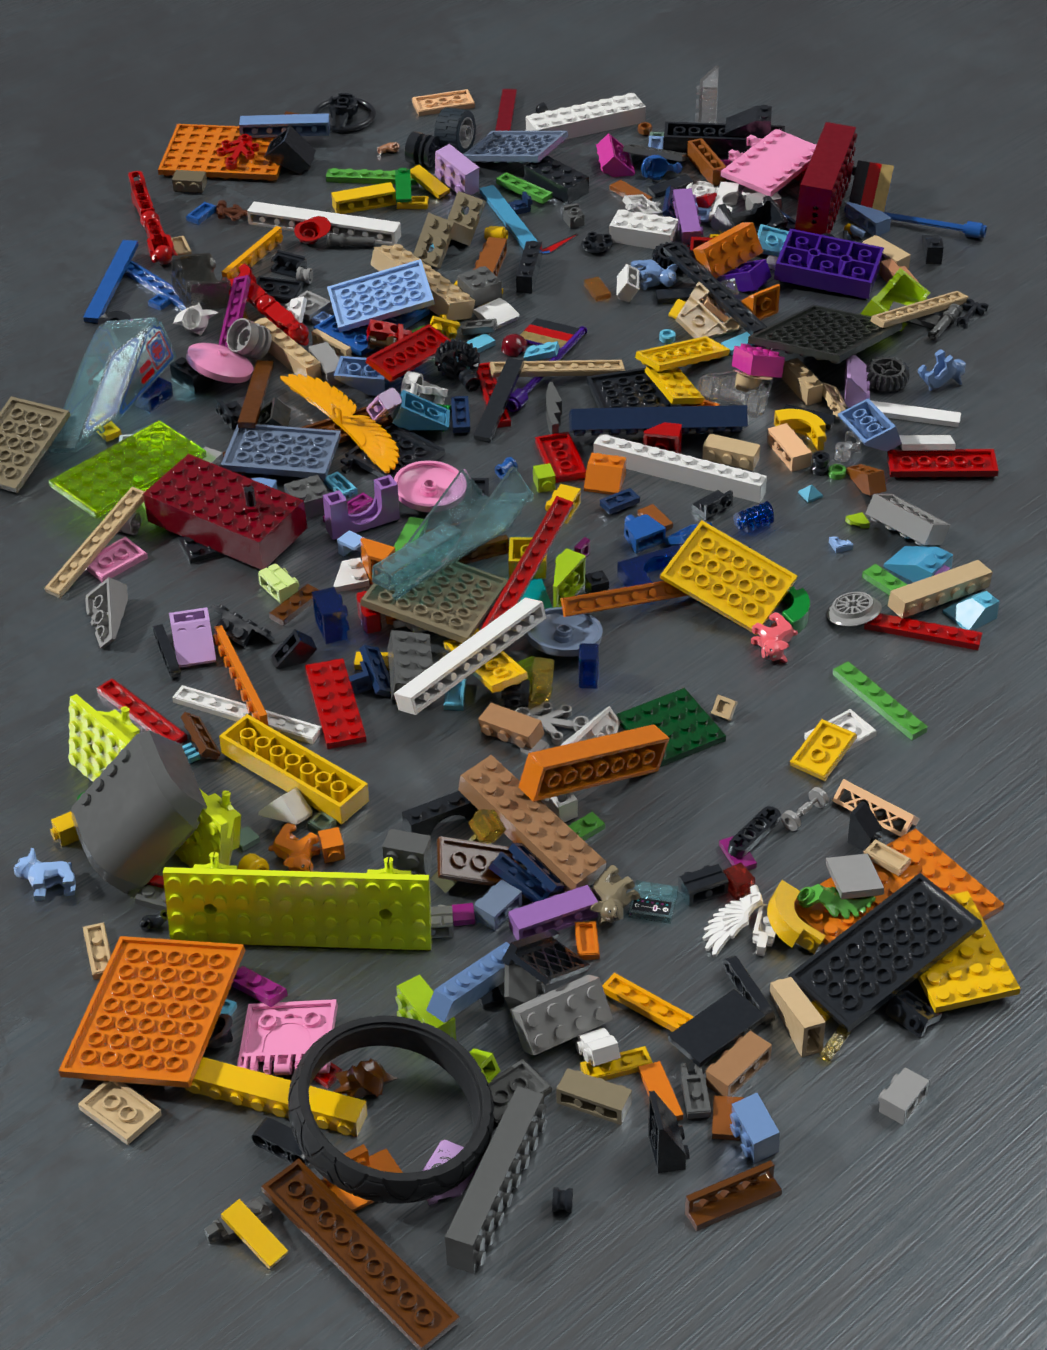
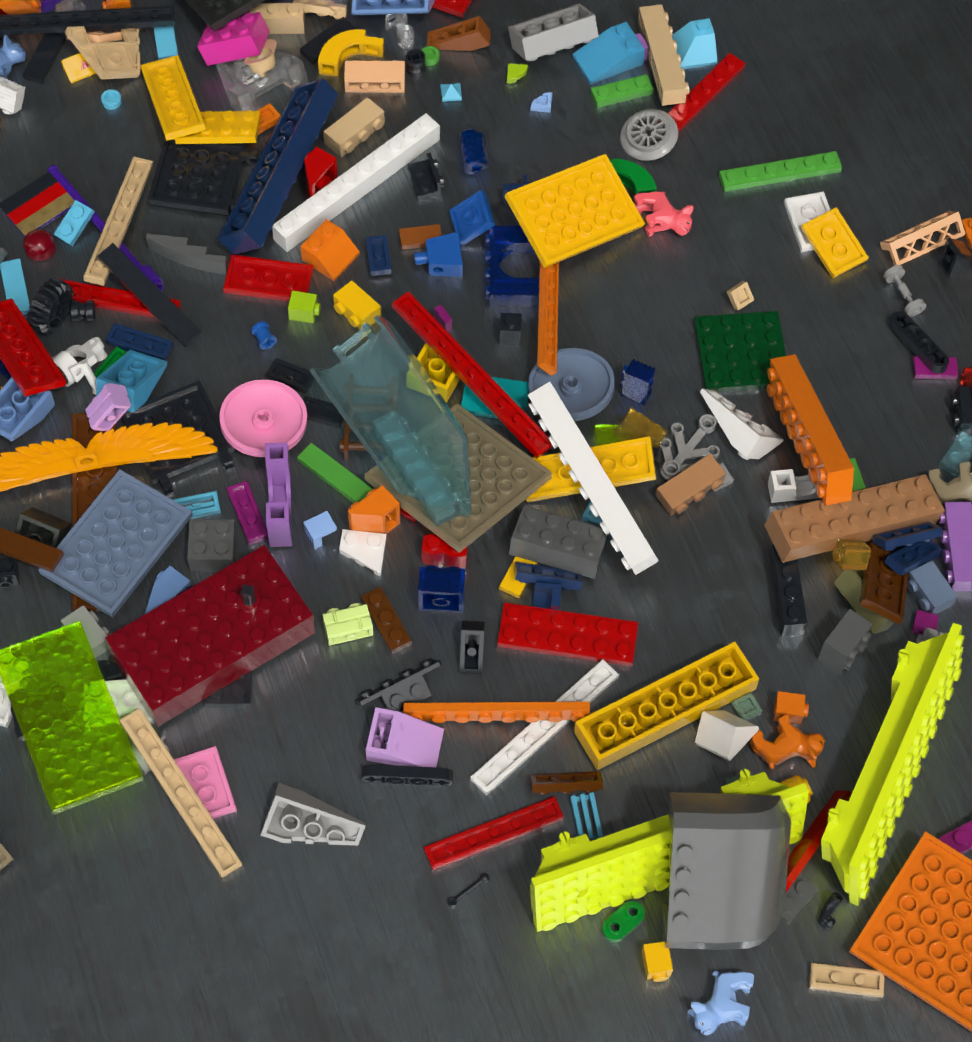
camera: 70 degrees left, 20 degrees up
(569, 575) = (494, 351): lime slope -> none

